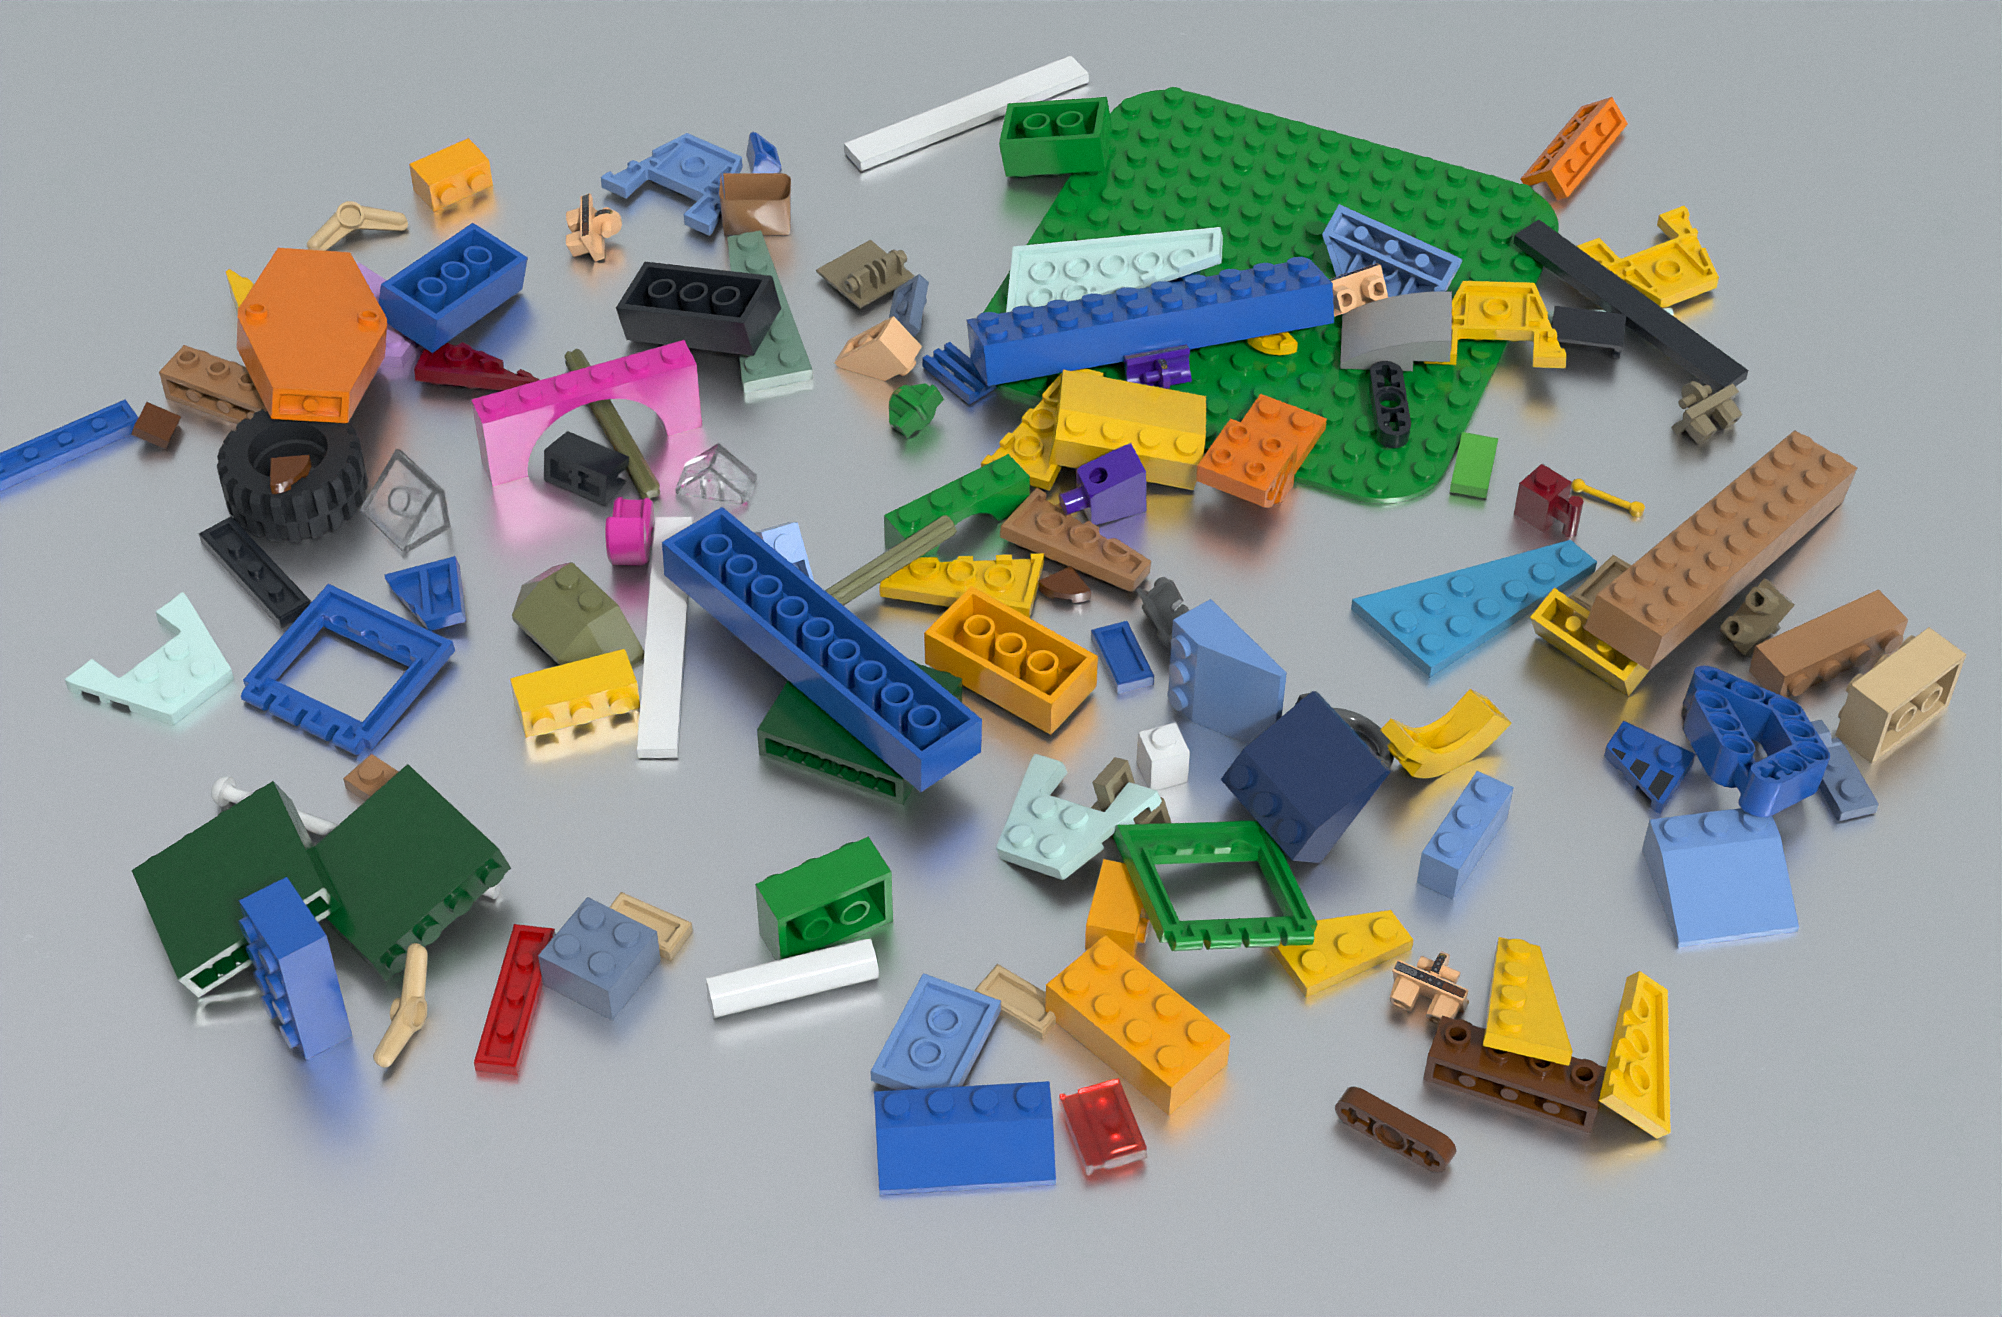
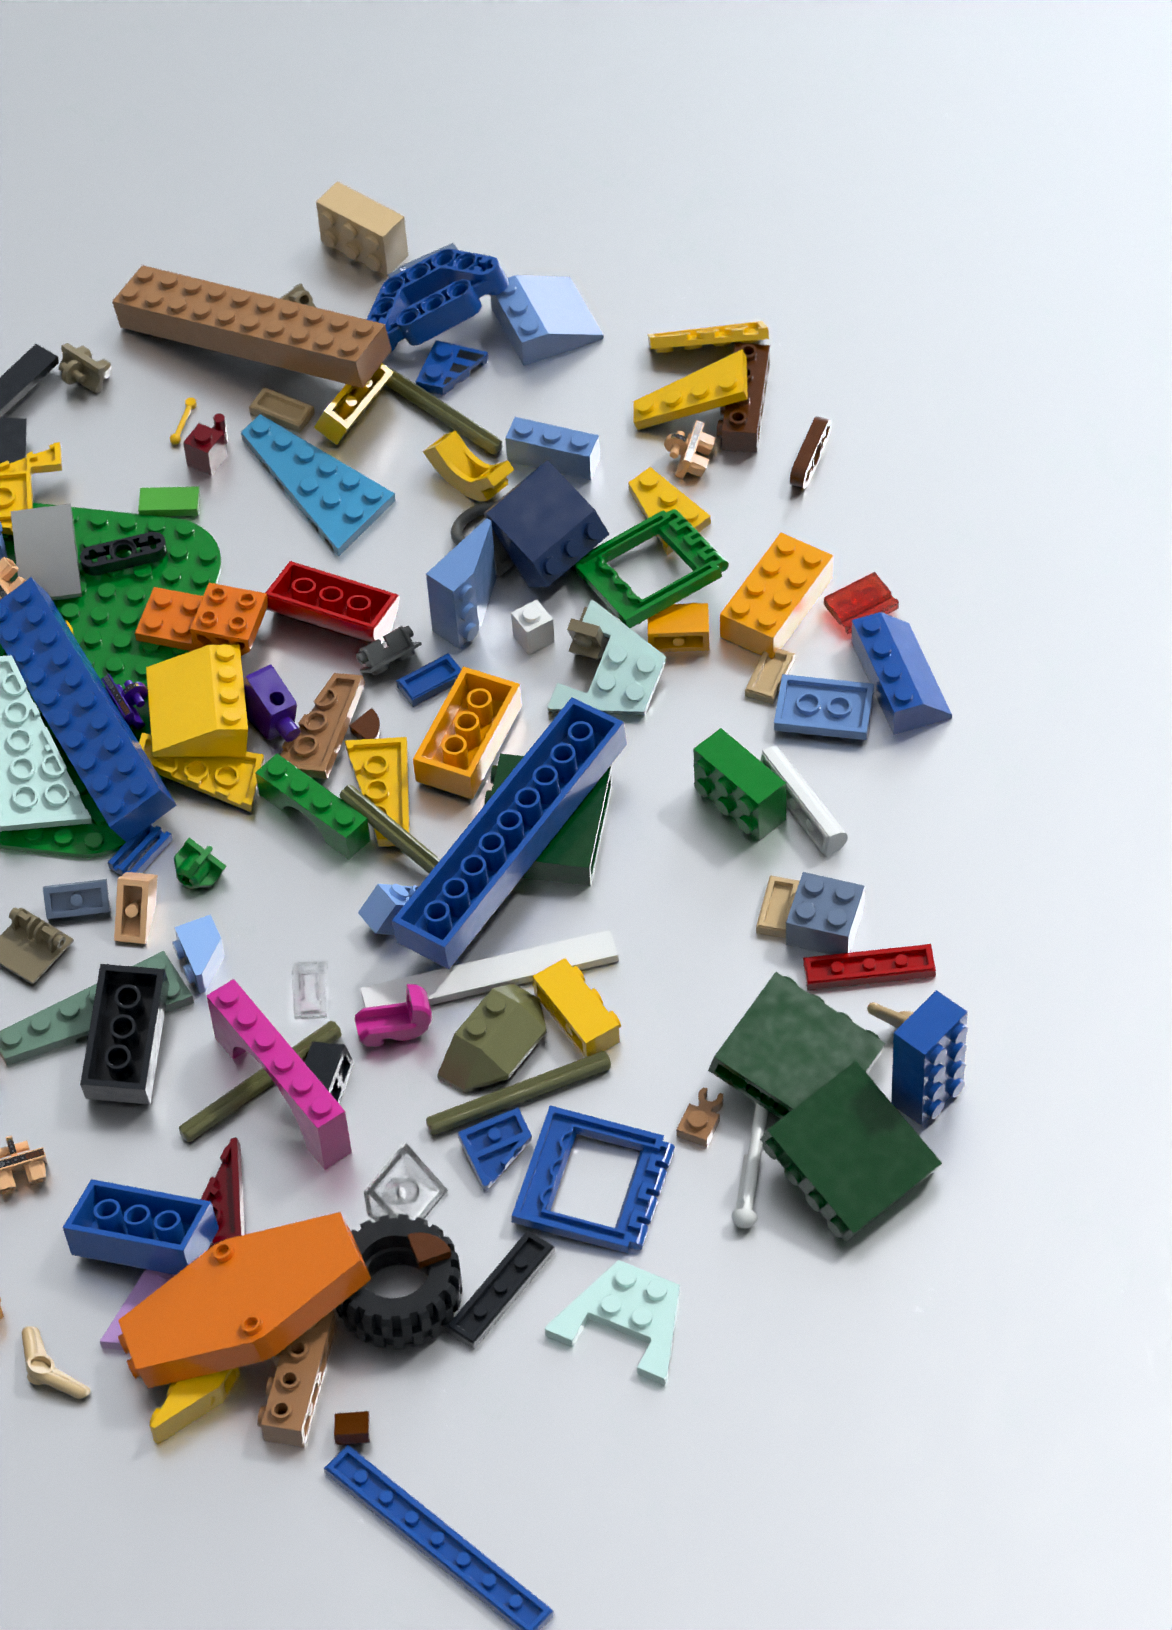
camera: 100 degrees left, 5 degrees up
(493, 631) = (518, 1093): none -> olive axle
(793, 394) = (201, 949): none -> light blue slope
(1255, 563) = (333, 602): none -> red brick
(1583, 732) = (444, 412): none -> olive axle
(1828, 645) = (297, 263): medium nougat brick -> none

